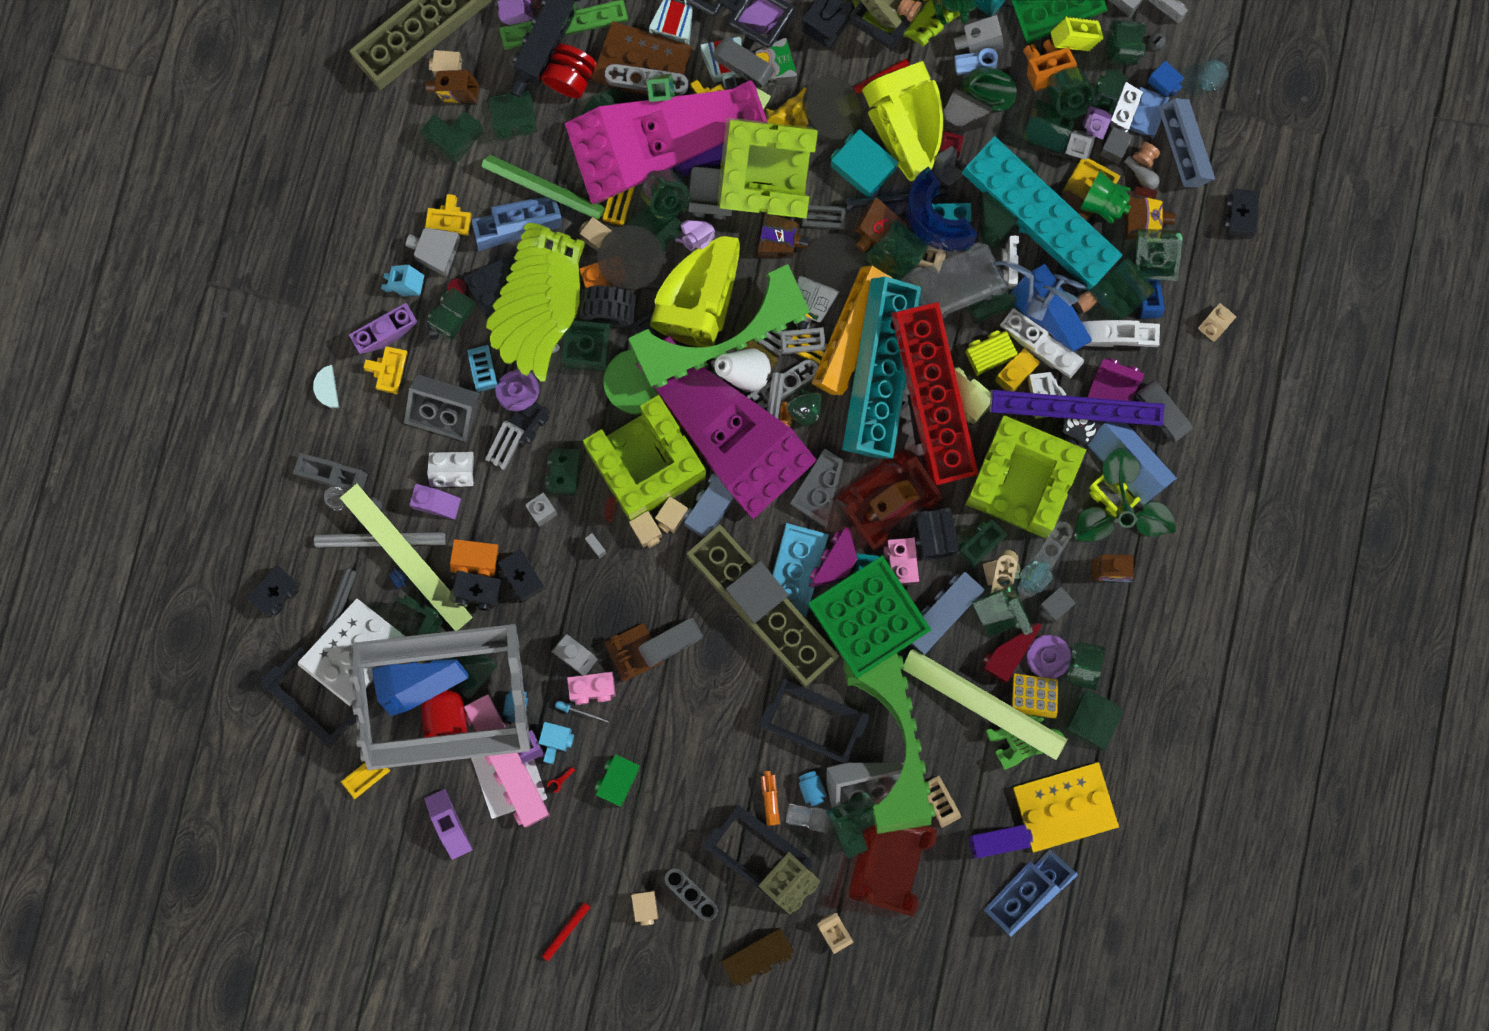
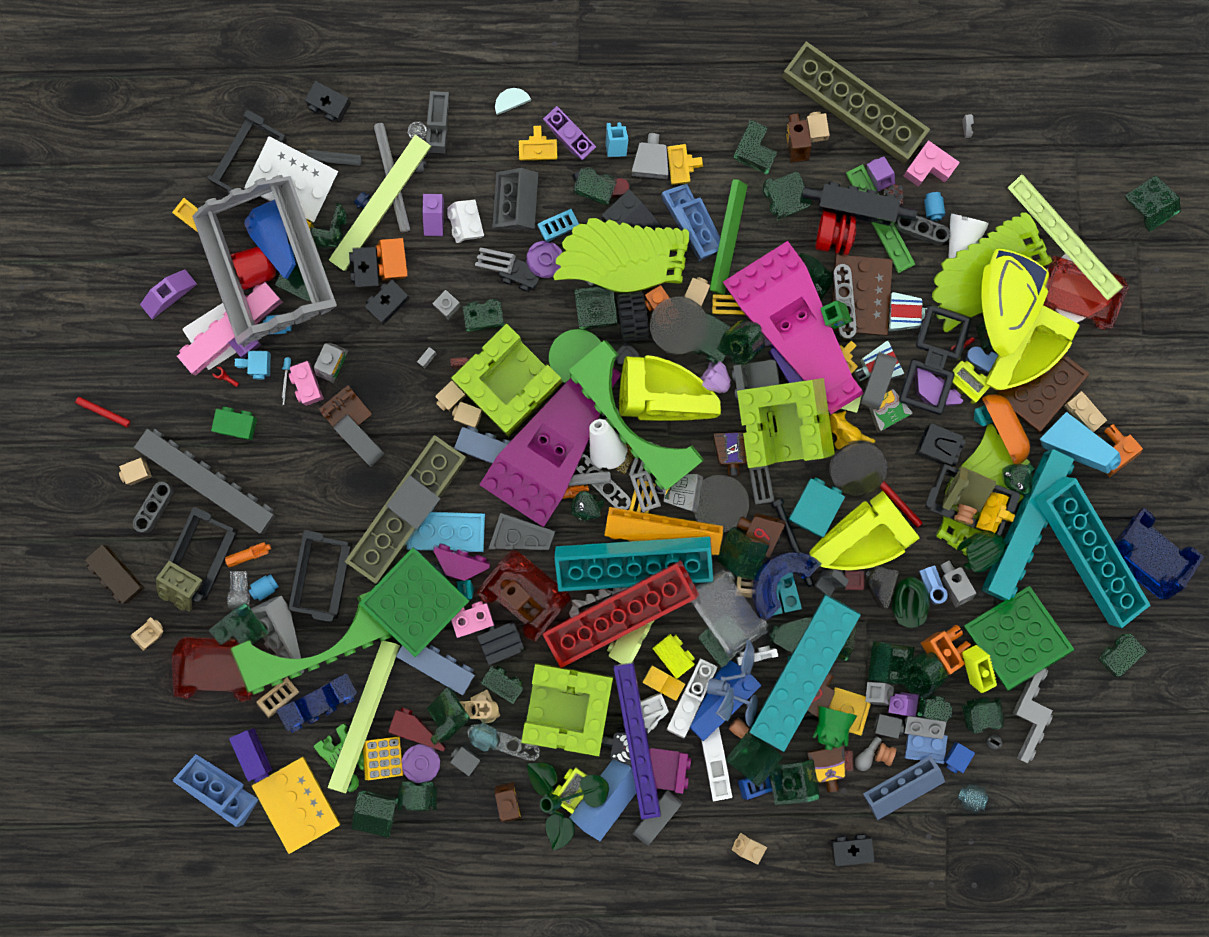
camera: 80 degrees right, 5 degrees up
(675, 828) = (205, 481): none -> dark grey brick
(955, 751) = (316, 703): none -> clear blue brick

